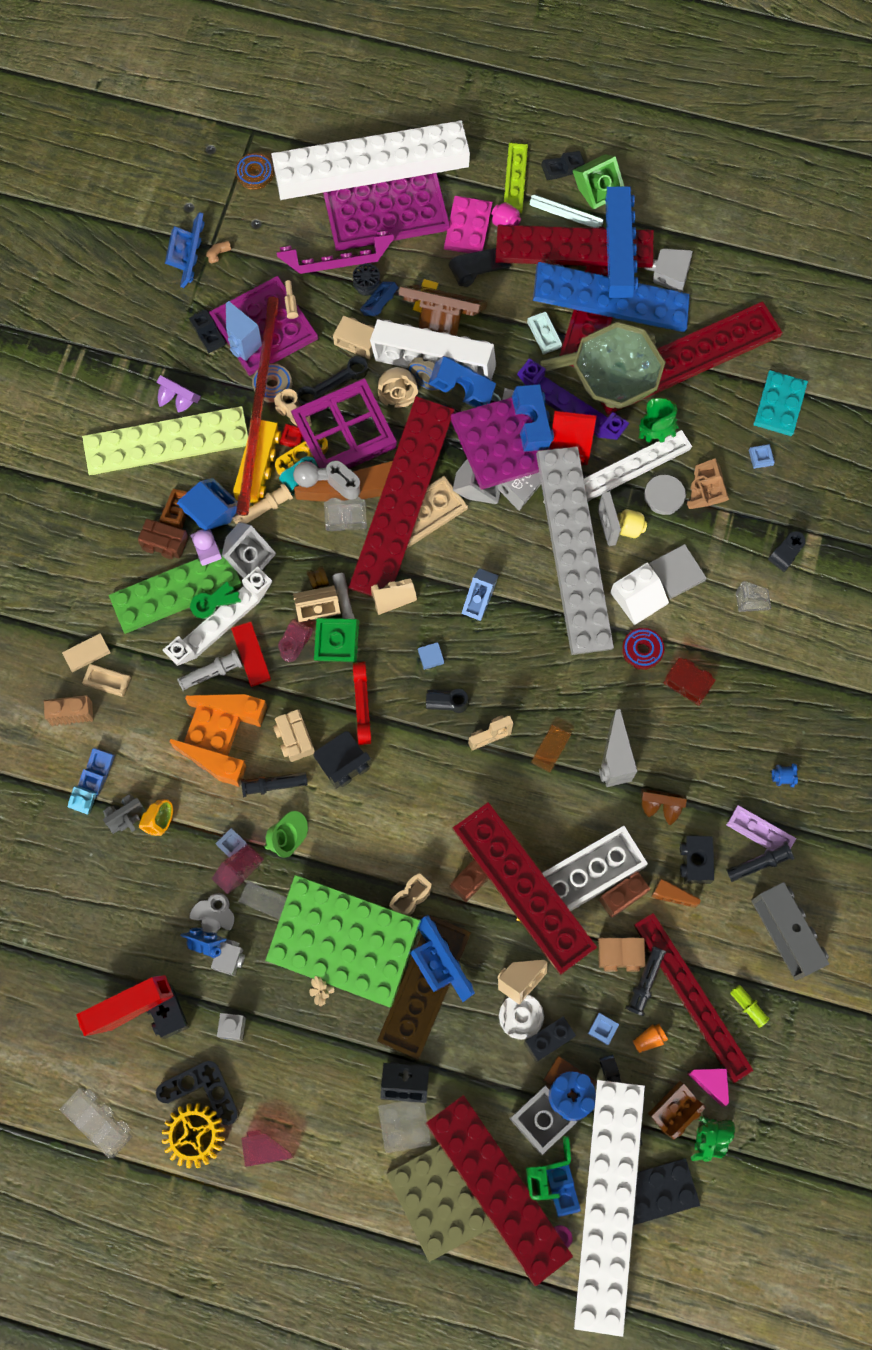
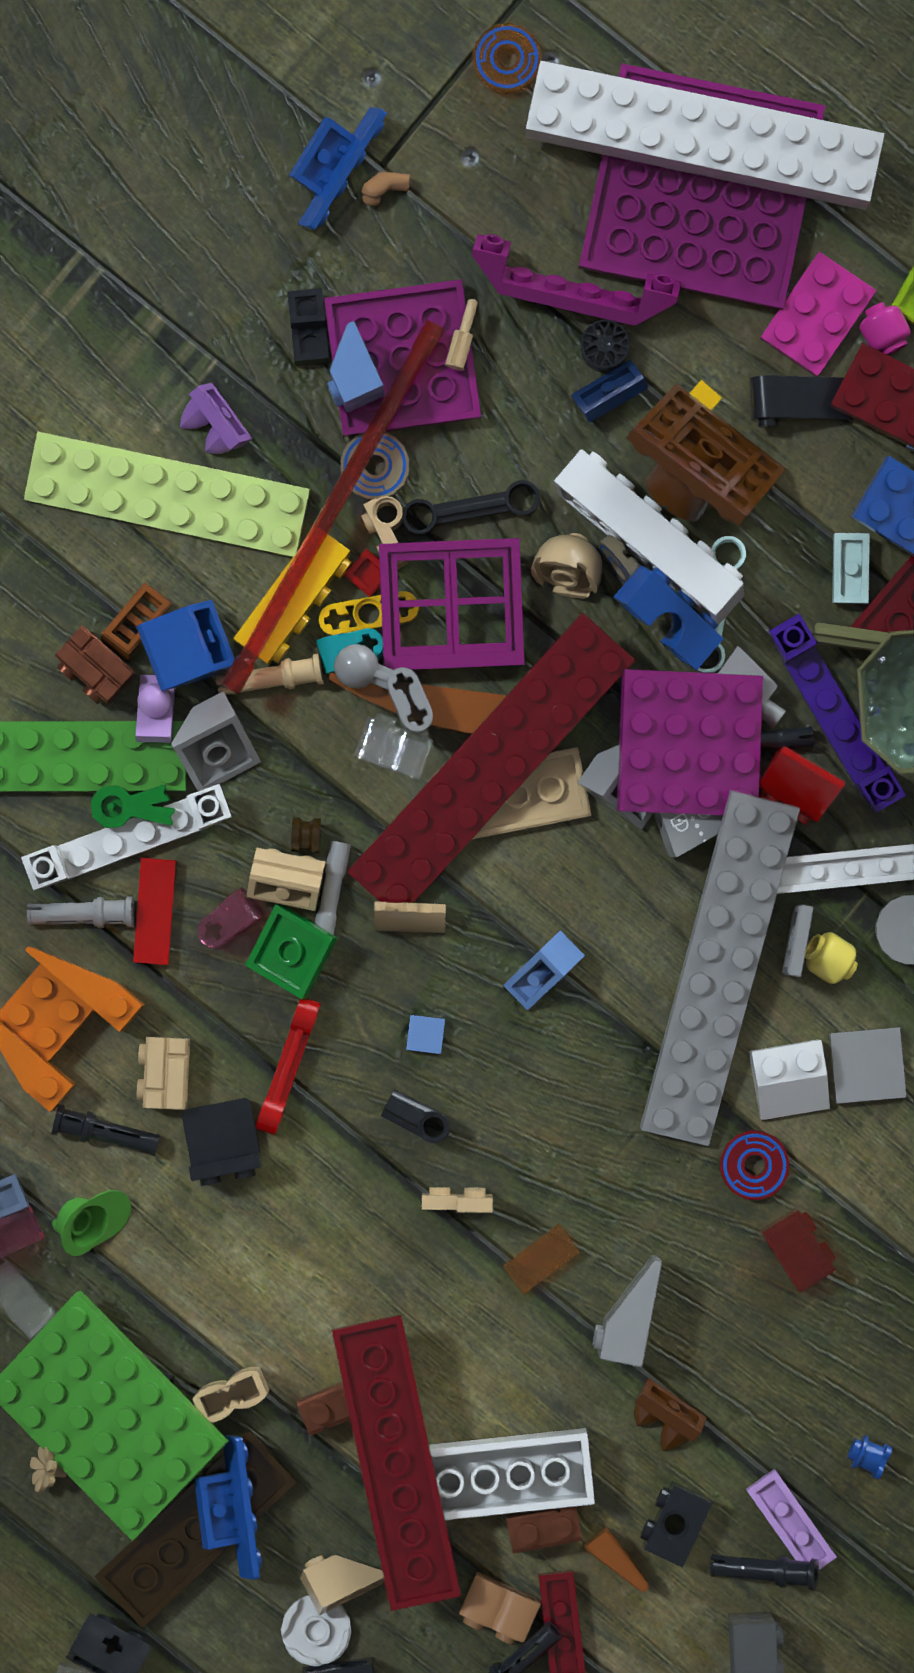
camera: 30 degrees right, 15 degrees up
(354, 337) = (542, 443): tan brick -> none
(531, 401) = (760, 702): blue arch -> none

